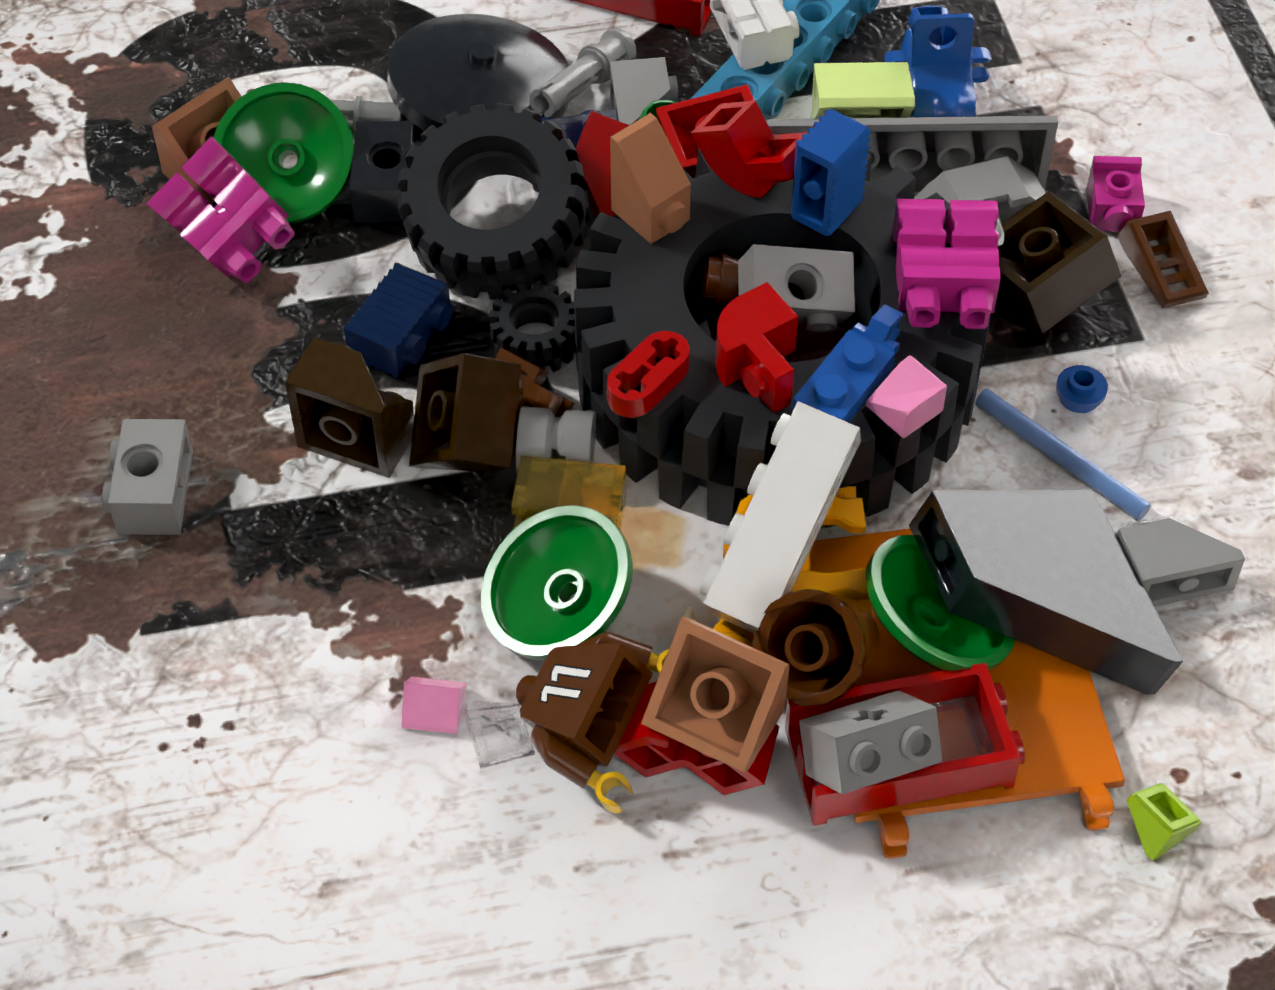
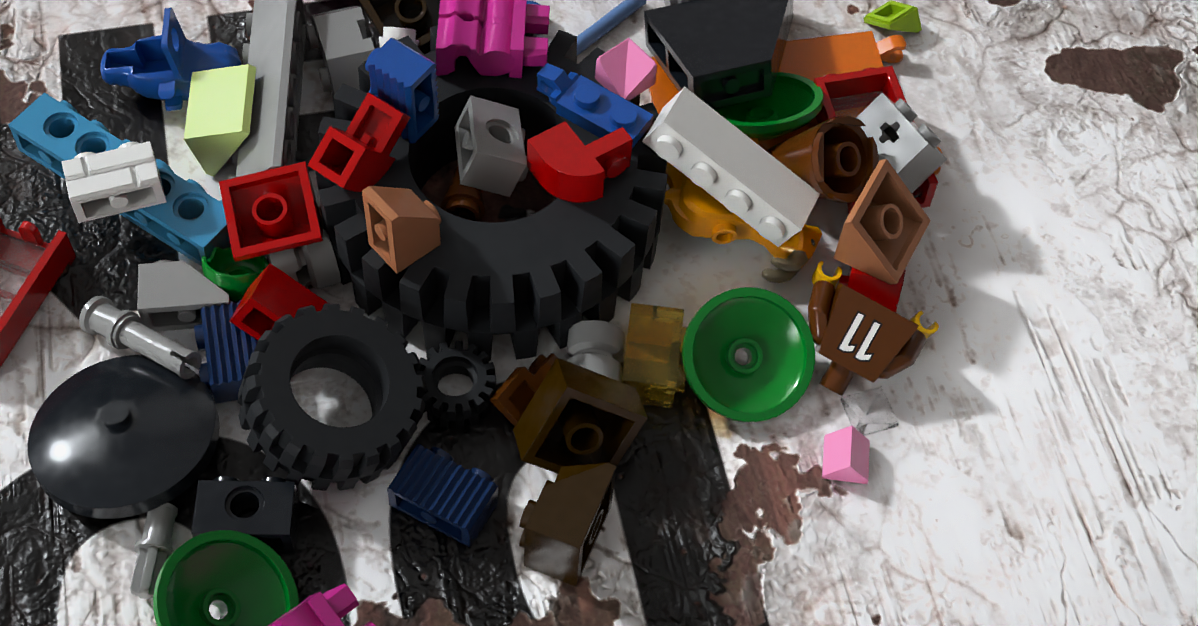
camera: 95 degrees left, 5 degrees up
(655, 378) = (599, 243): red beam -> none

